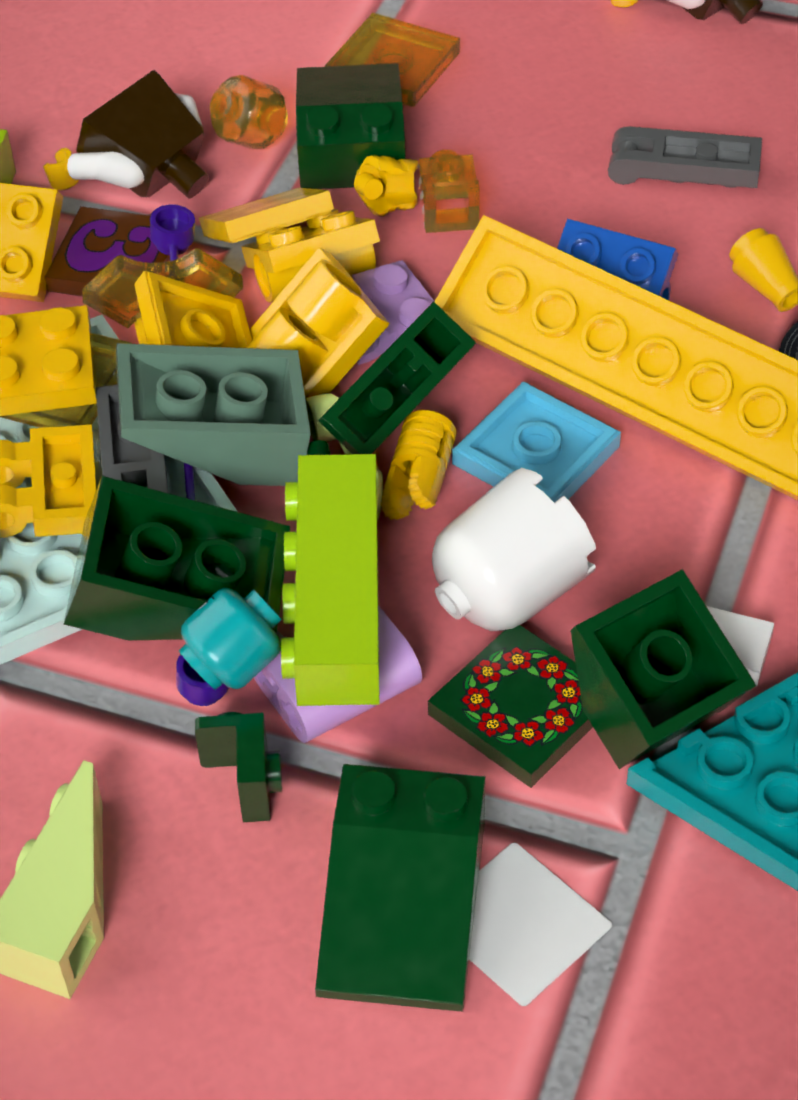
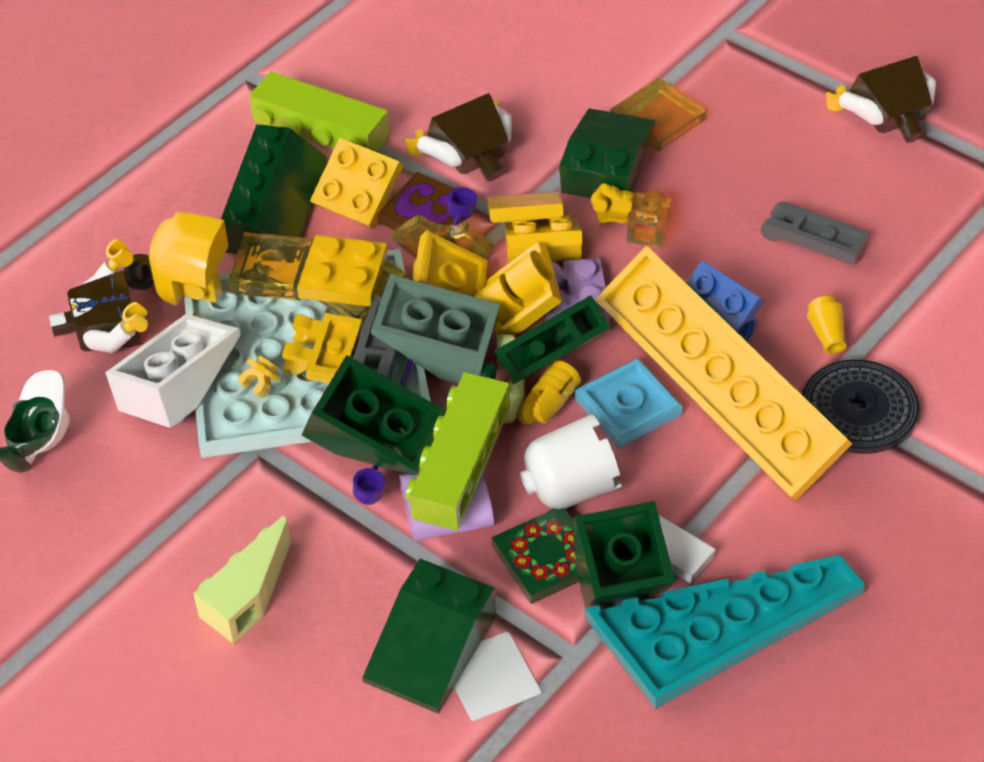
camera: 20 degrees right, 0 degrees up
(231, 638) = (384, 469): teal head -> none
(242, 742) = (378, 541): dark green bracket -> none
(248, 112) = (543, 132): clear yellow head -> none

